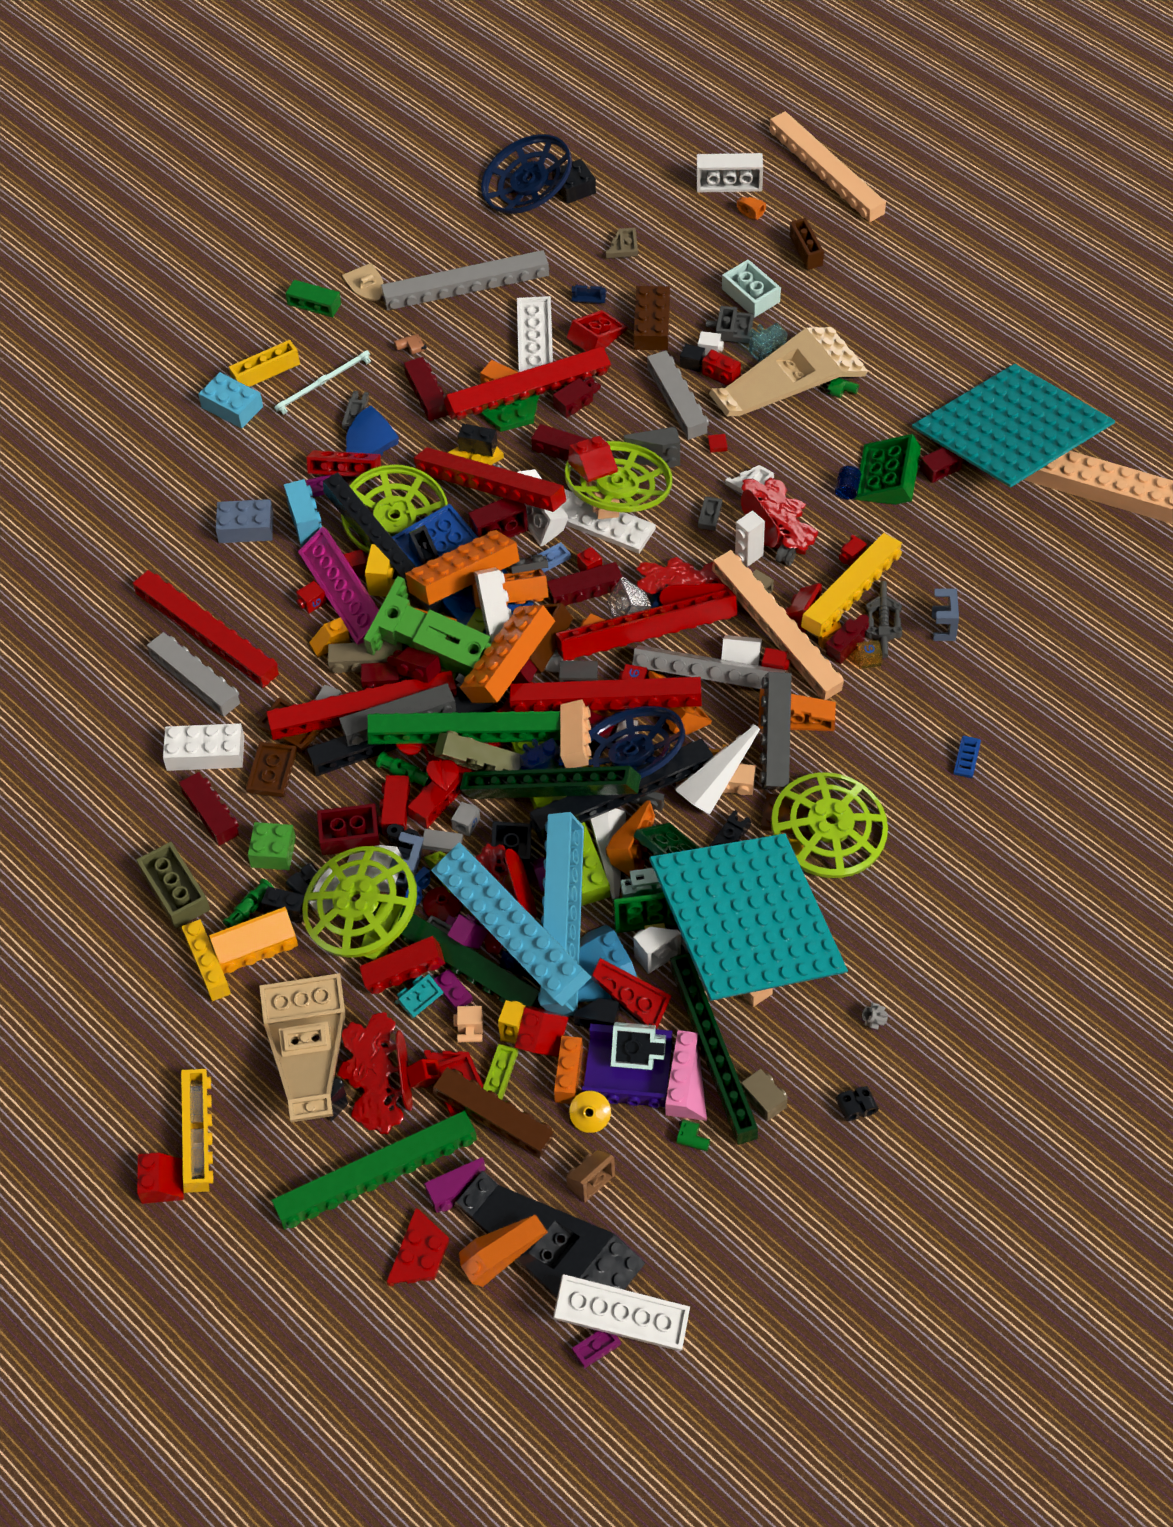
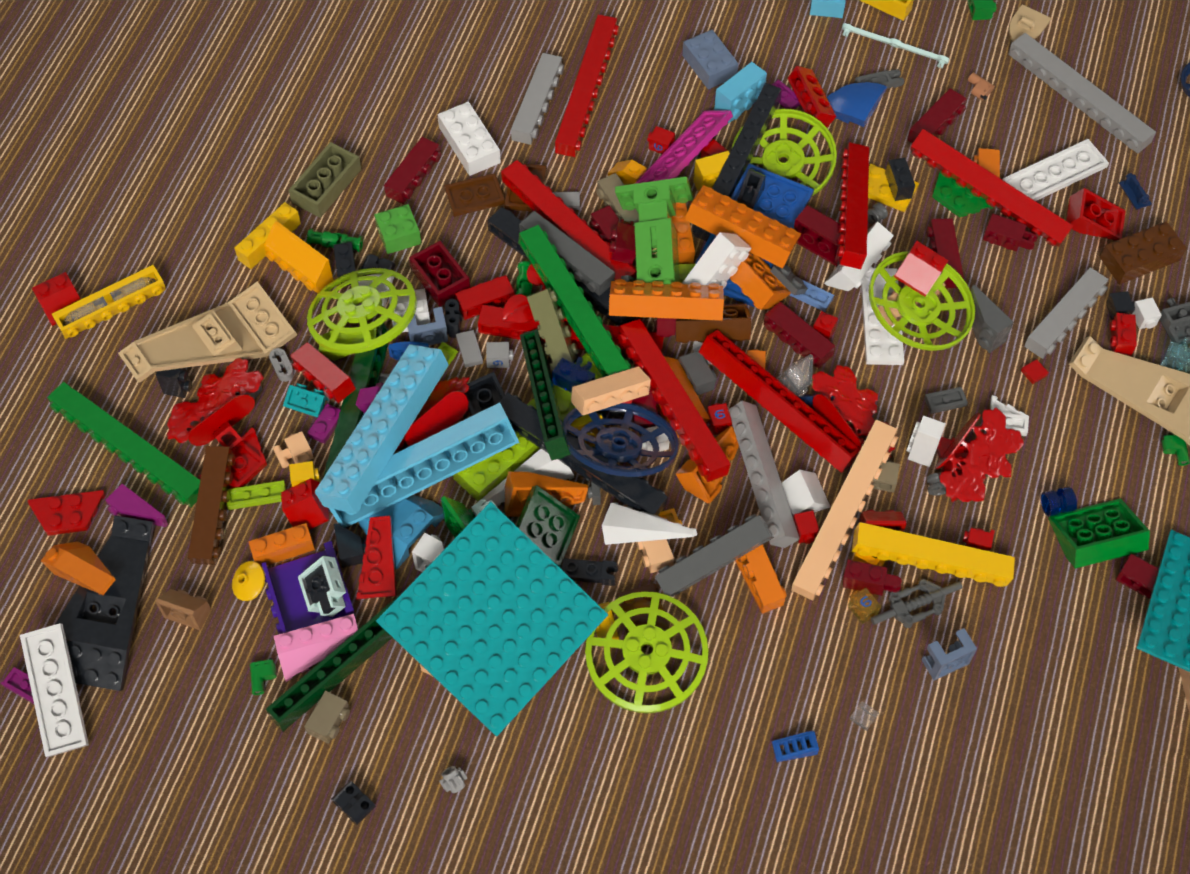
camera: 60 degrees right, 5 degrees up
(363, 1004) = (285, 363): none -> light grey beam
(963, 699) = (864, 716): none -> clear tile

